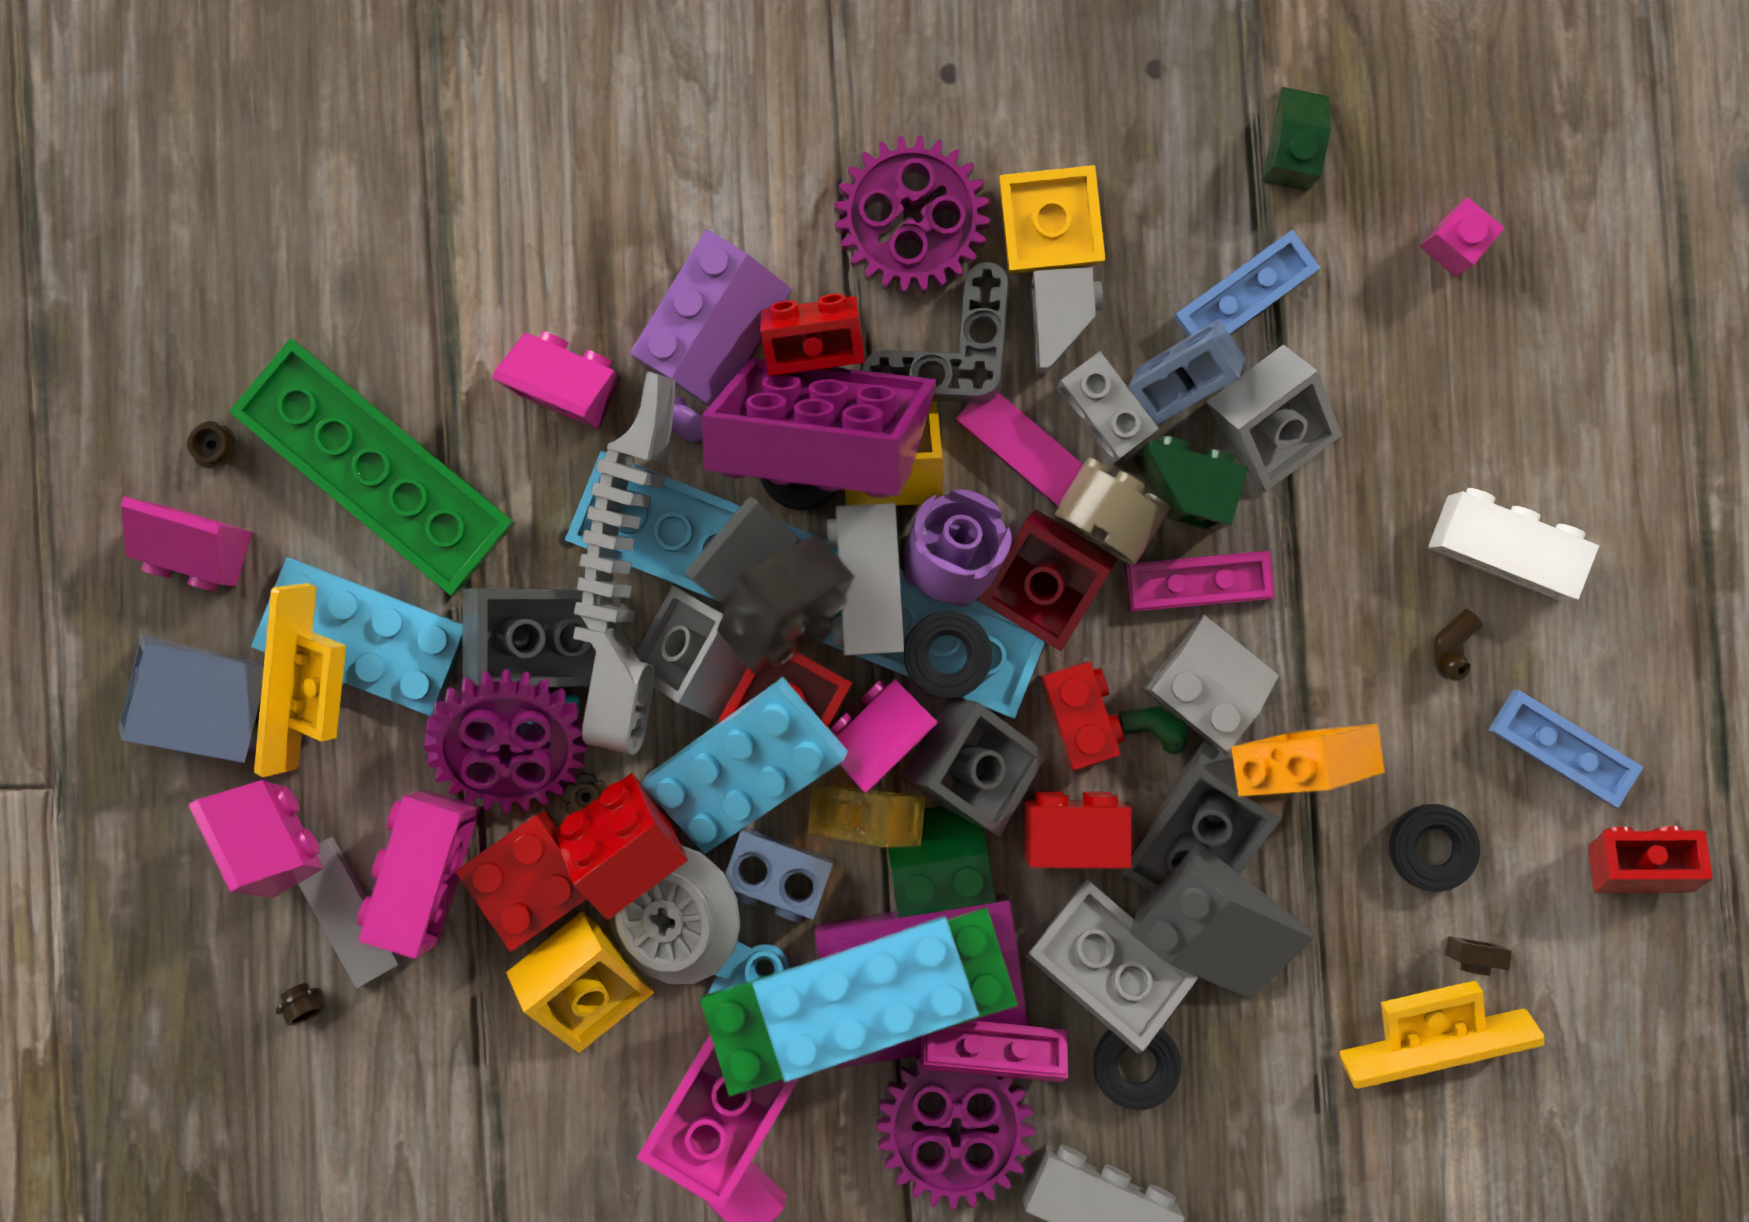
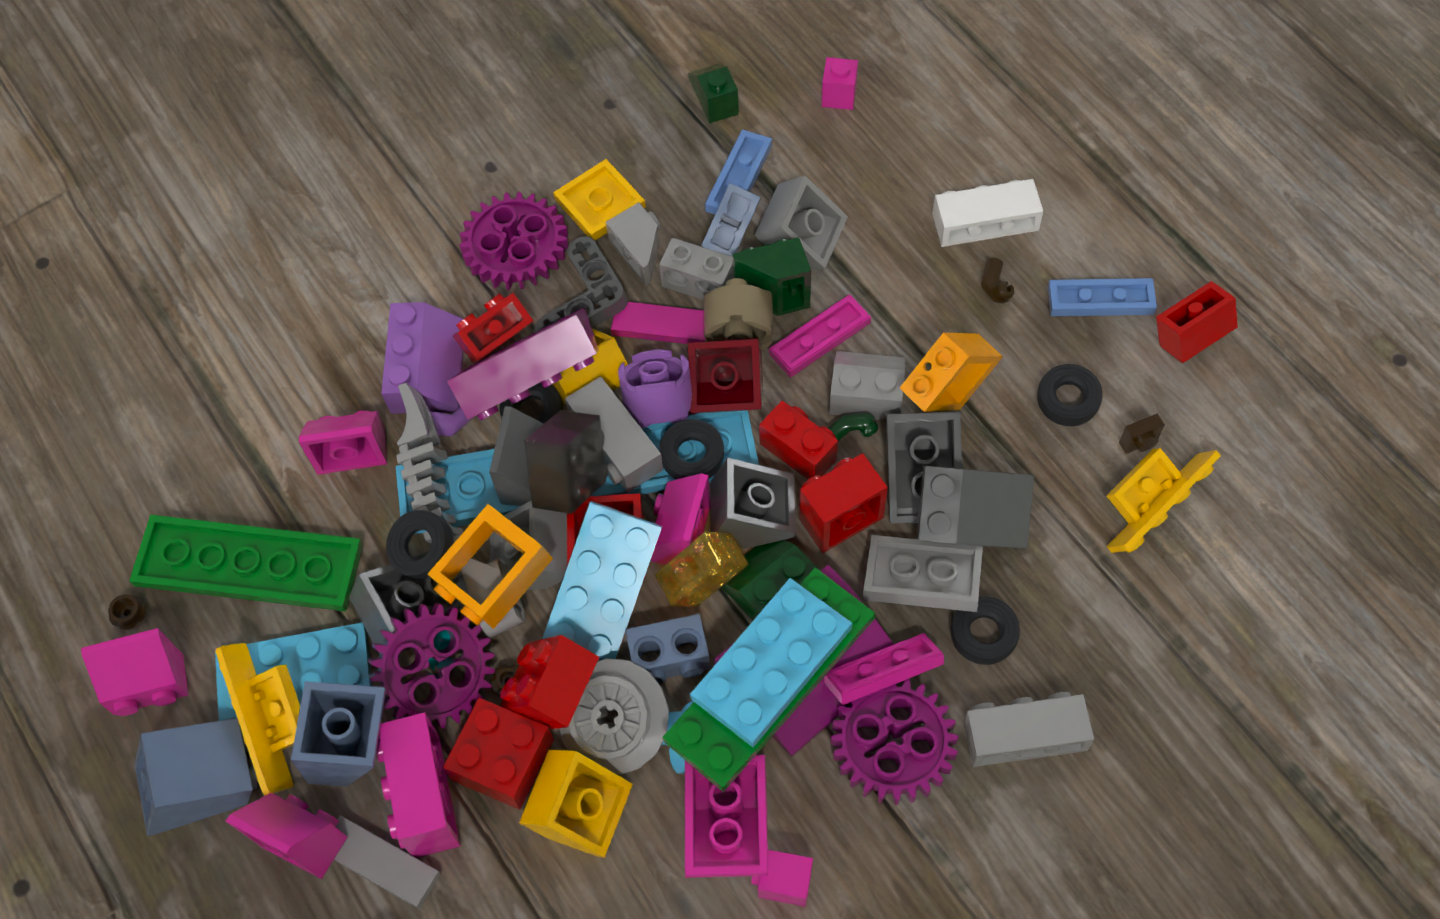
camera: 30 degrees left, 25 degrees down
(360, 773) = (337, 732): none -> sand blue slope
(593, 599) = (401, 533): none -> black tyre
(669, 670) = (513, 585): none -> light orange window

